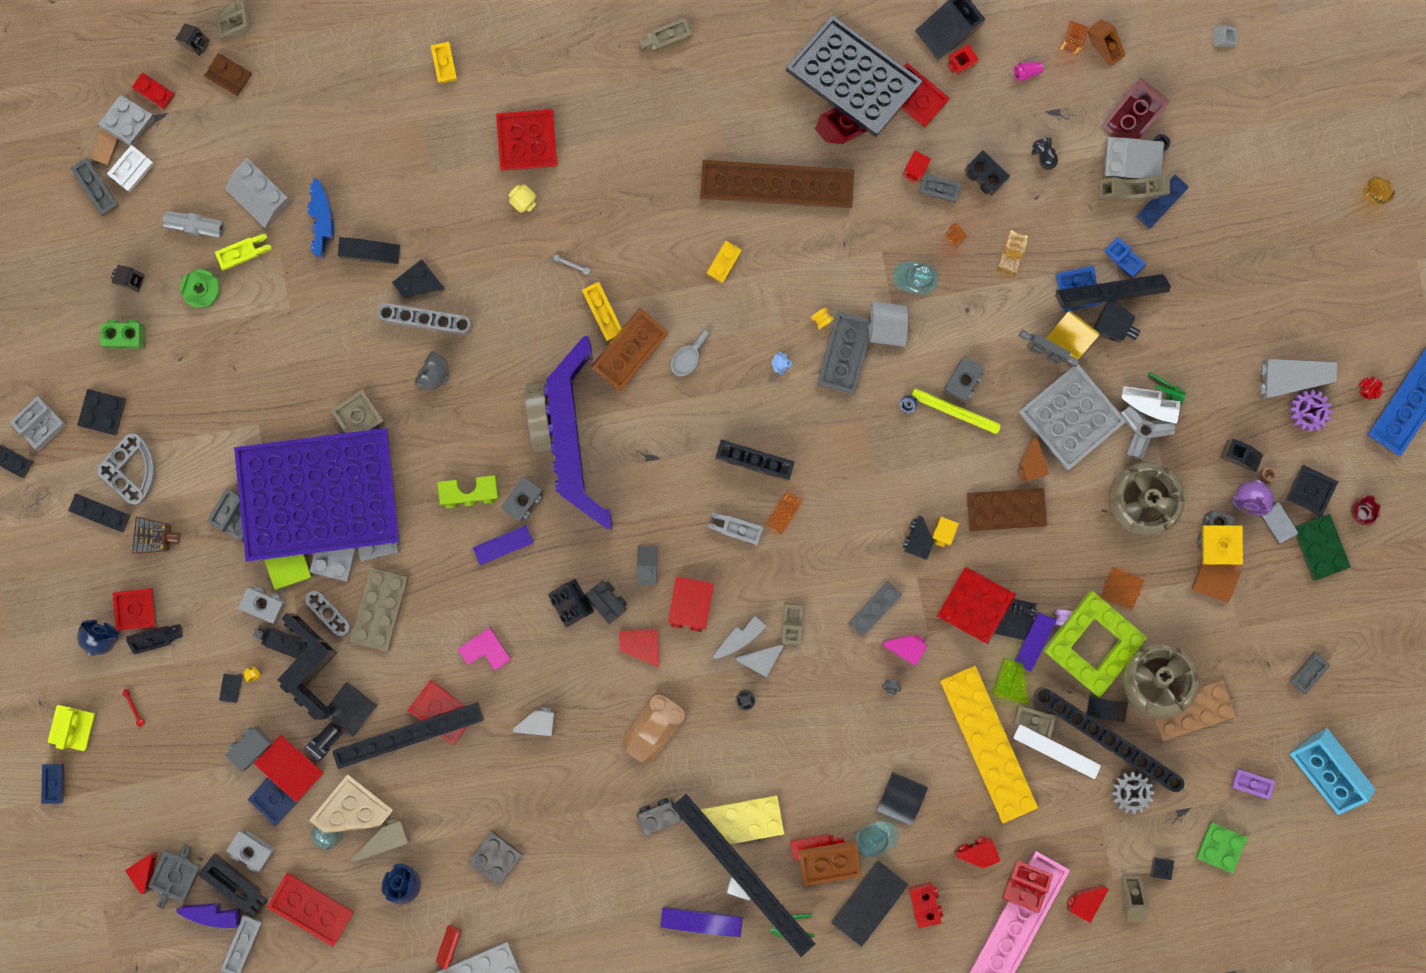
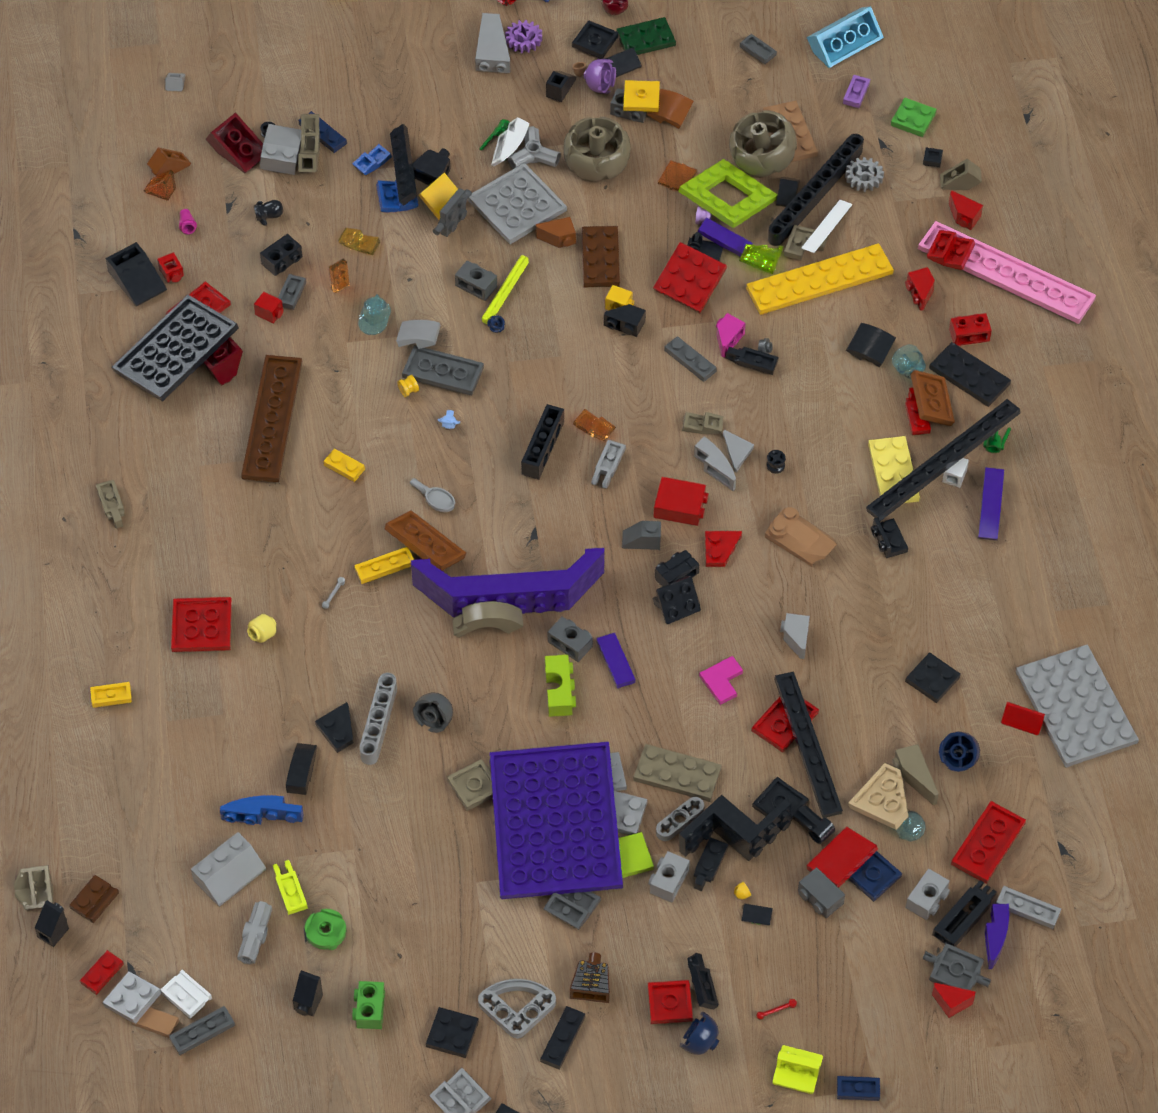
camera: 85 degrees left, 30 degrees down
(874, 675) = (753, 359): none -> black hinge

